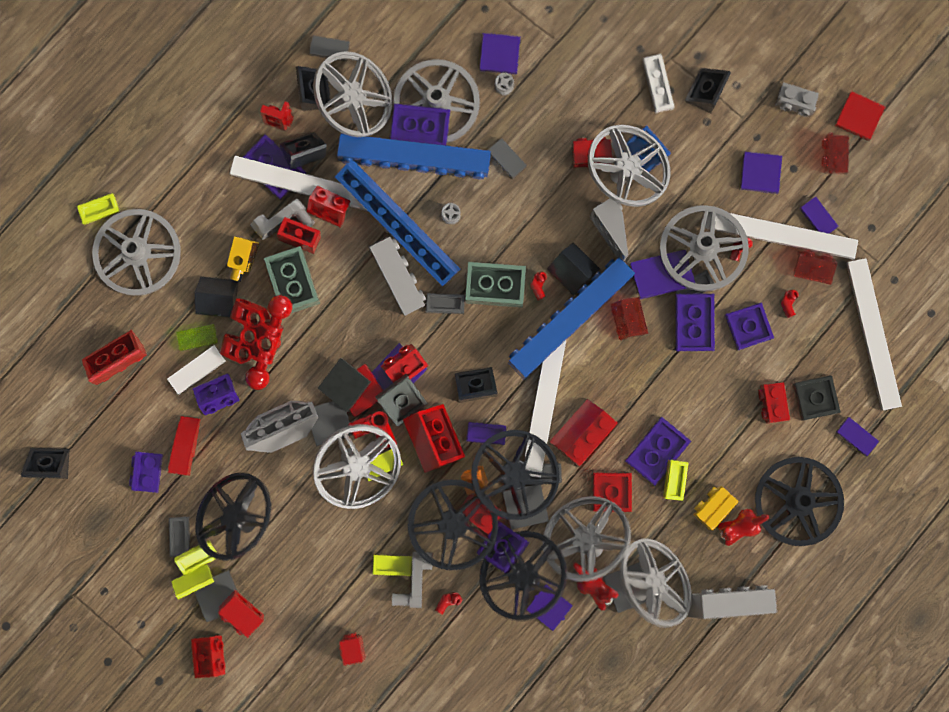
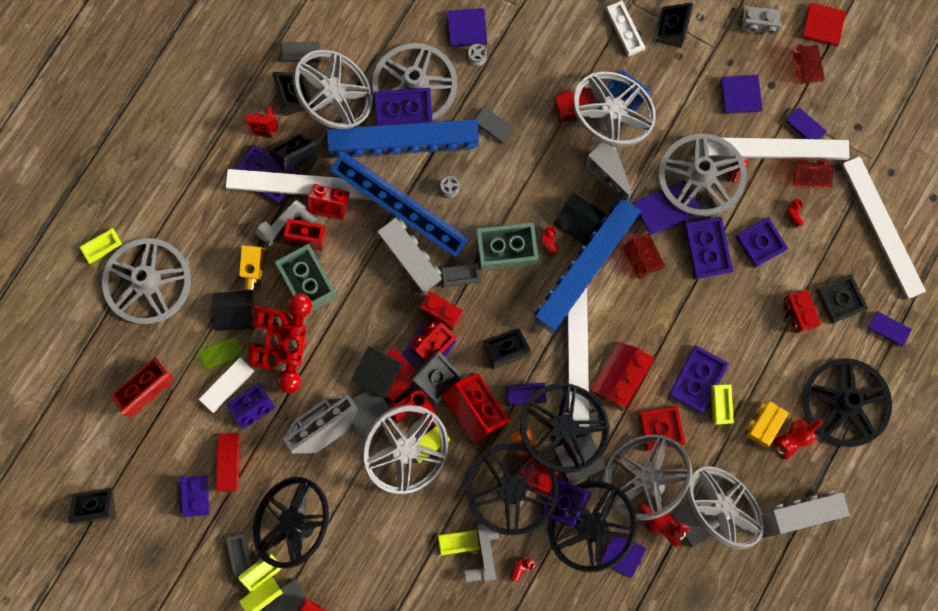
camera: 10 degrees left, 5 degrees down
(418, 336) = (441, 310): none -> red brick

